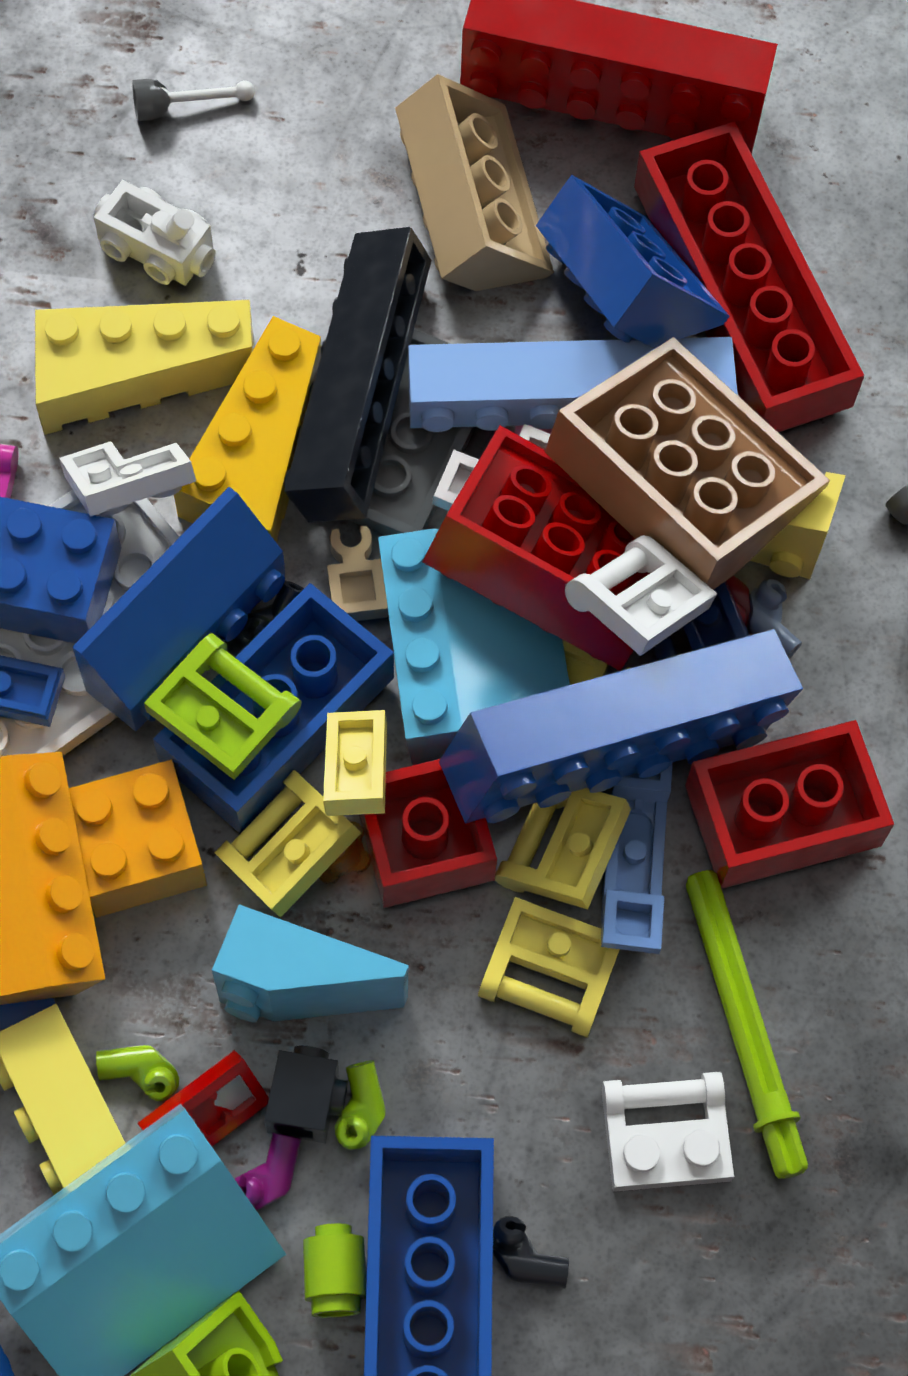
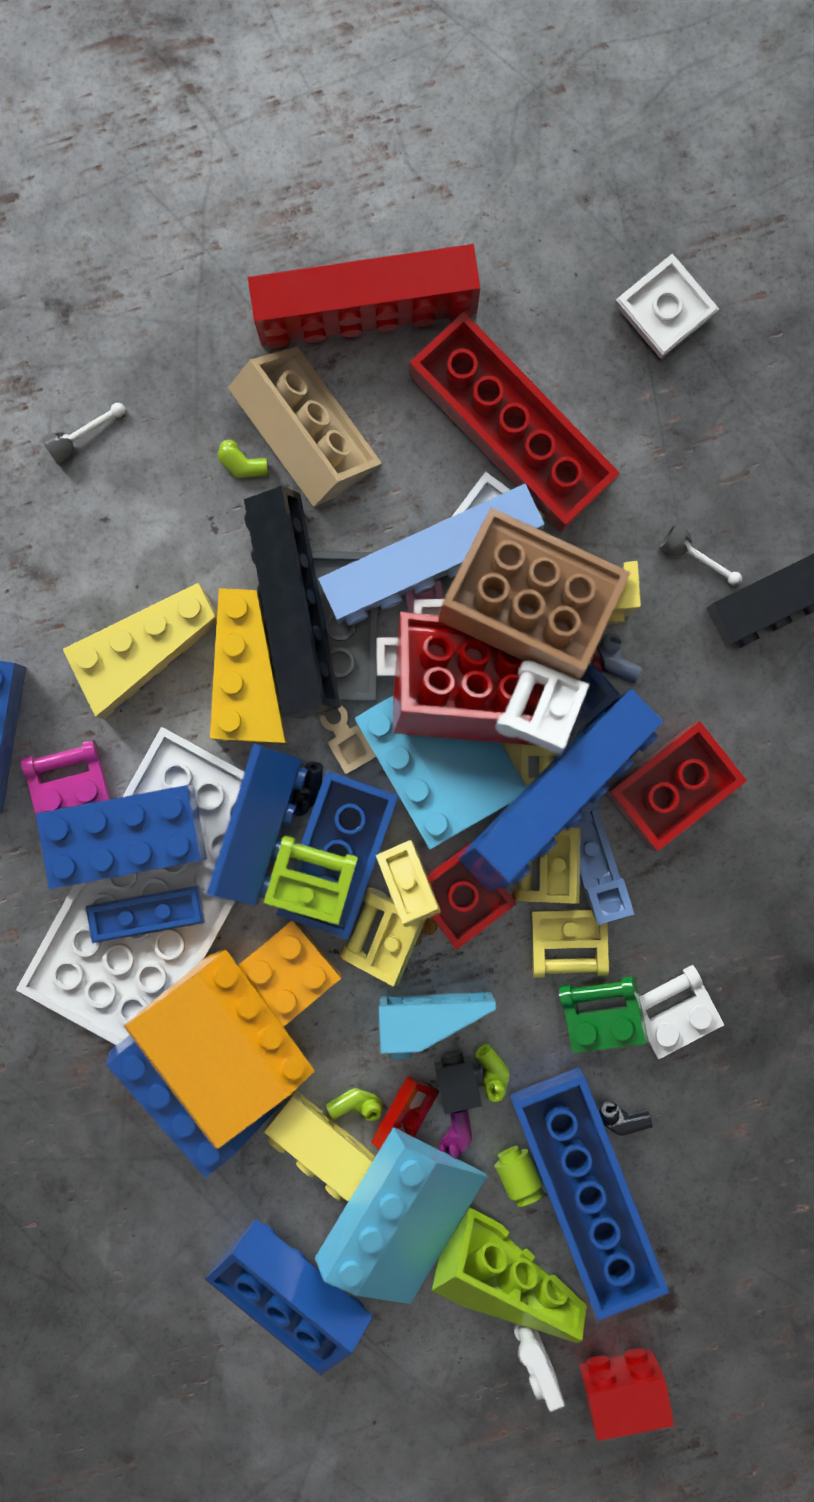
camera: 20 degrees left, 20 degrees up
(110, 483) = (178, 755): white plate -> none
(172, 239) = (122, 551): white brick -> none
(368, 203) = (238, 464): none -> lime arm
(556, 1103) = (604, 1027): none -> green plate
(626, 268) = (436, 455): blue slope -> none
(747, 1027) = (726, 968): lime axle -> none

